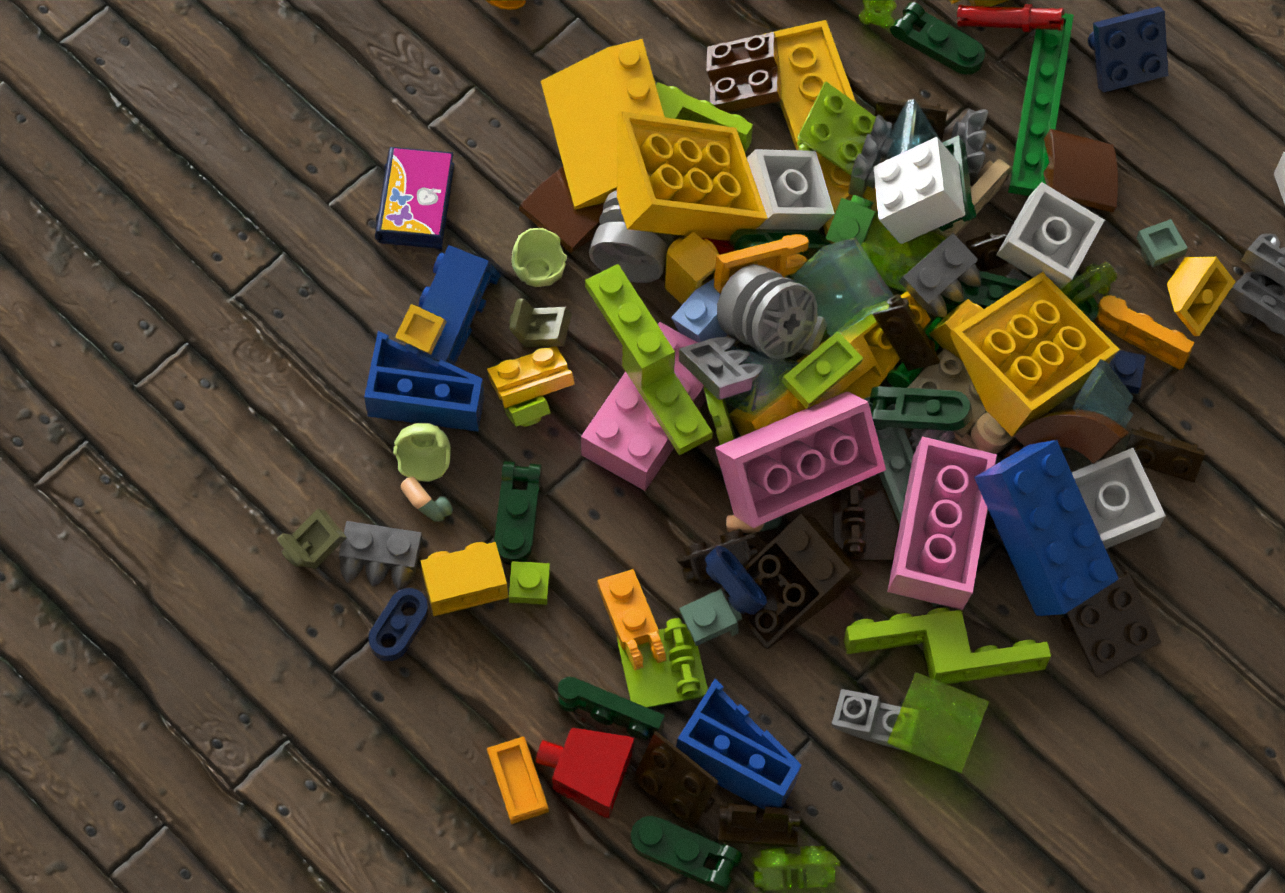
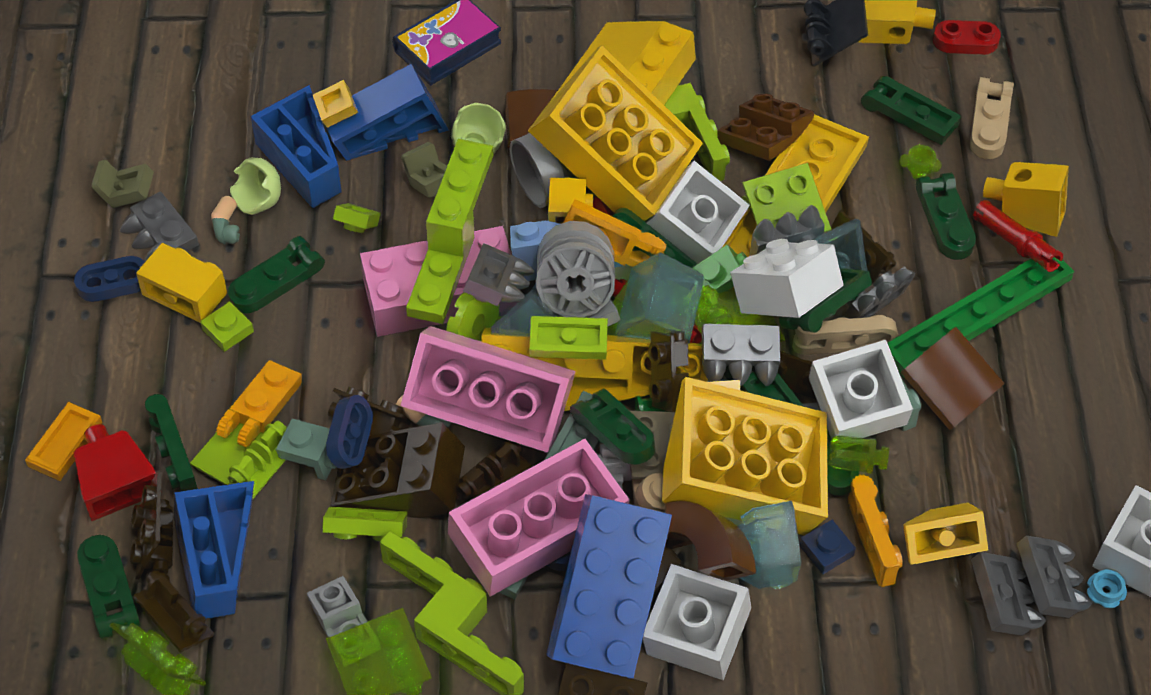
camera: 45 degrees right, 10 degrees down
(530, 376) = (383, 198): yellow plate -> none
(812, 636) = (350, 522): none -> lime plate
(1130, 49) = (1091, 323): dark blue plate -> none
(1161, 243) = (960, 477): sand green tile -> none
(1170, 458) = (780, 620): dark brown hinge -> none

